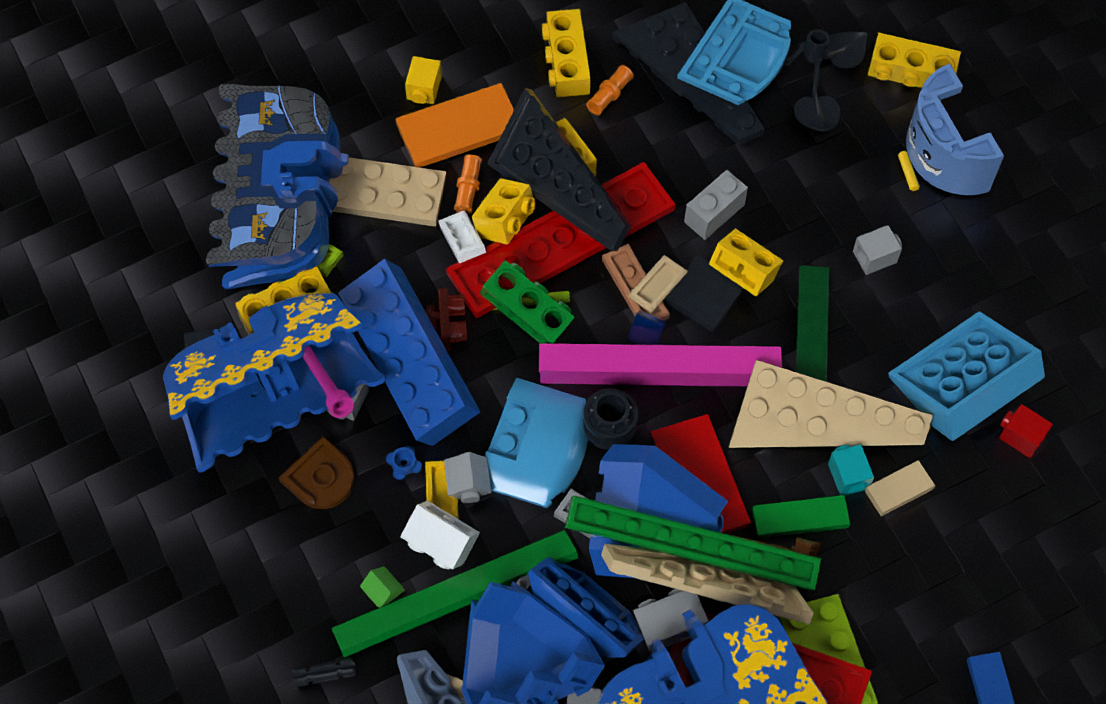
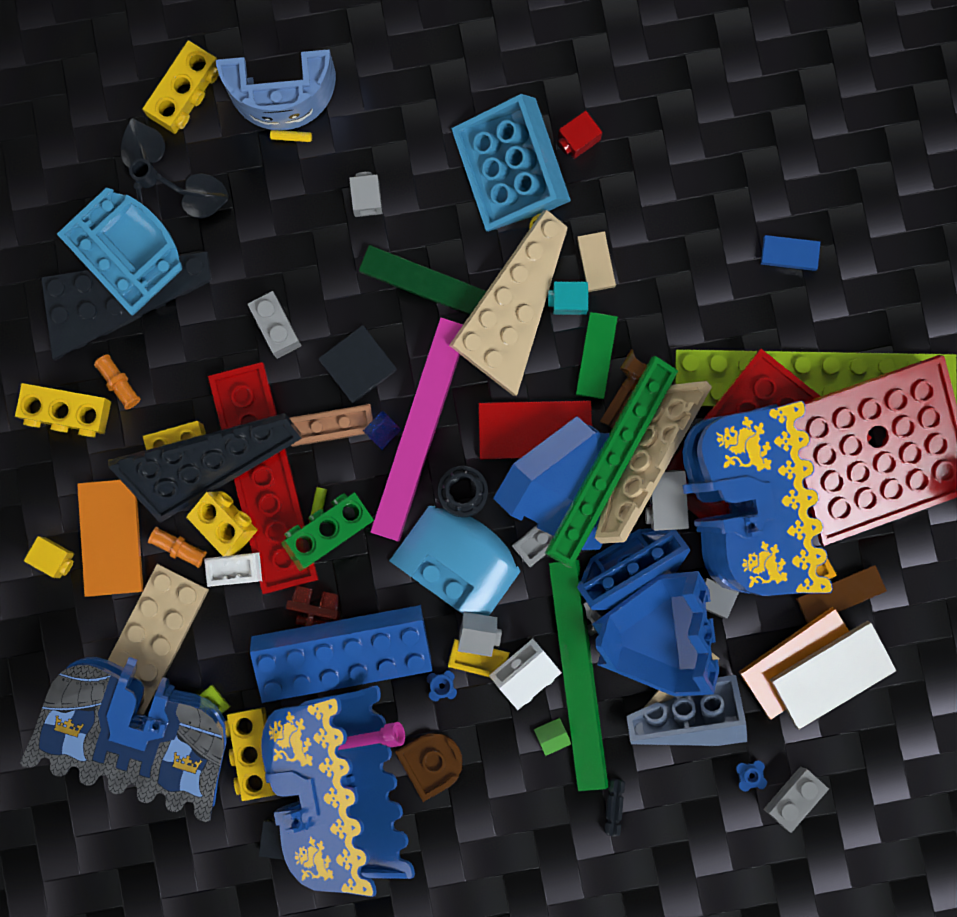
camera: 70 degrees left, 20 degrees up
(657, 284) = (340, 405): tan tile -> none
(745, 262) = (343, 318): yellow brick -> none

